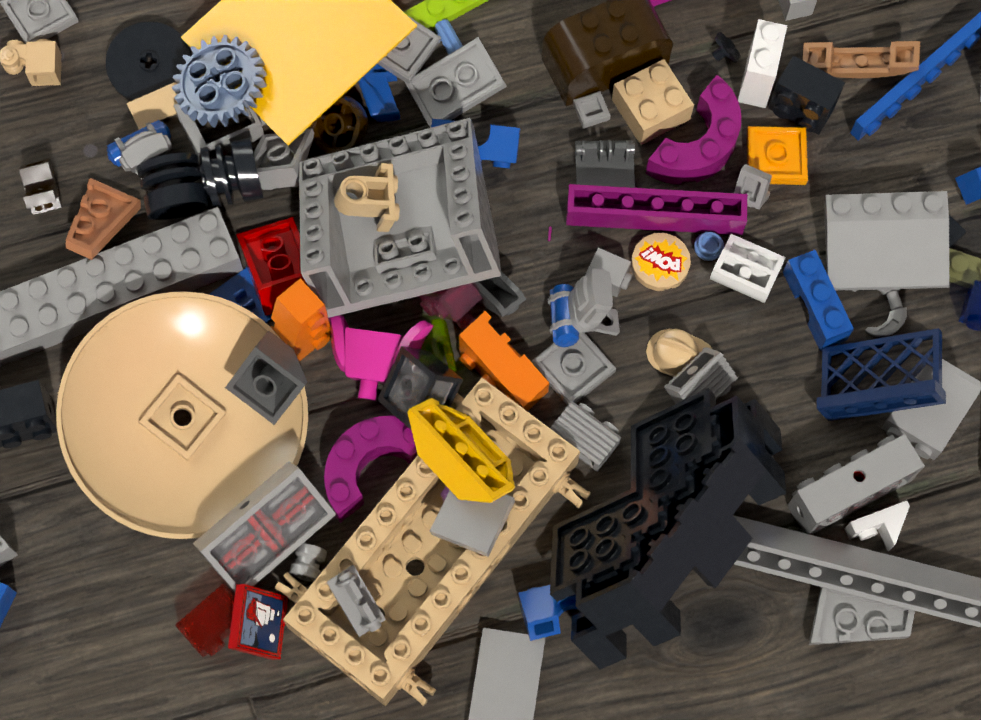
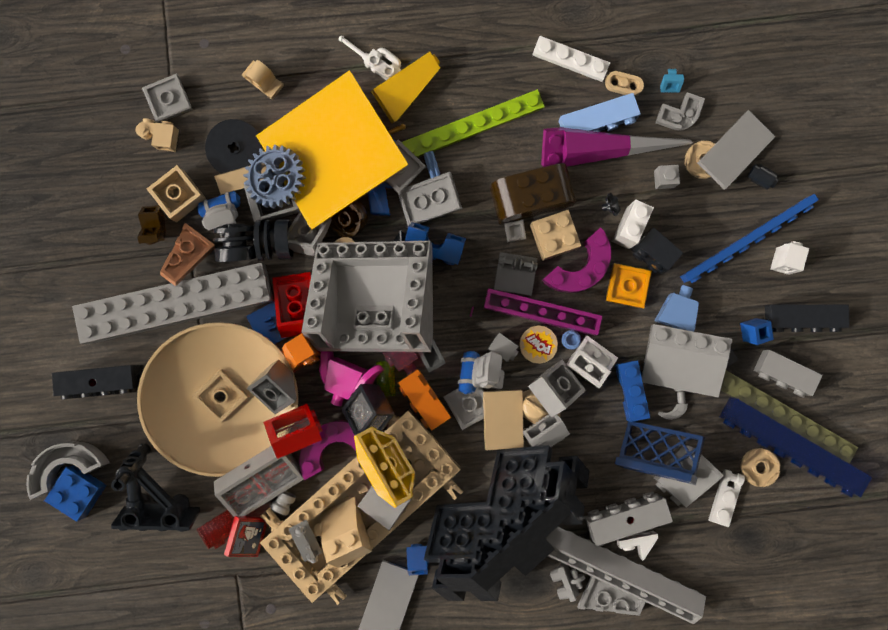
camera: 15 degrees right, 15 degrees up
(72, 135) = (176, 193): none -> tan brick
(95, 609) = (139, 510): none -> black plate
(308, 436) = (295, 430): none -> red window
(374, 197) = (358, 283): tan pin -> none
(417, 579) = (344, 533): none -> tan slope
(587, 434) = (467, 453): light grey brick -> none
(629, 375) = (503, 419): none -> tan tile
(702, 311) = (557, 388): none -> light grey brick
(755, 184) = (607, 308): light grey bracket -> none
(775, 593) = (570, 579): none -> light grey hips
(861, 171) = (679, 310): none -> medium blue torso
(864, 62) = (698, 229): medium nougat slope -> none

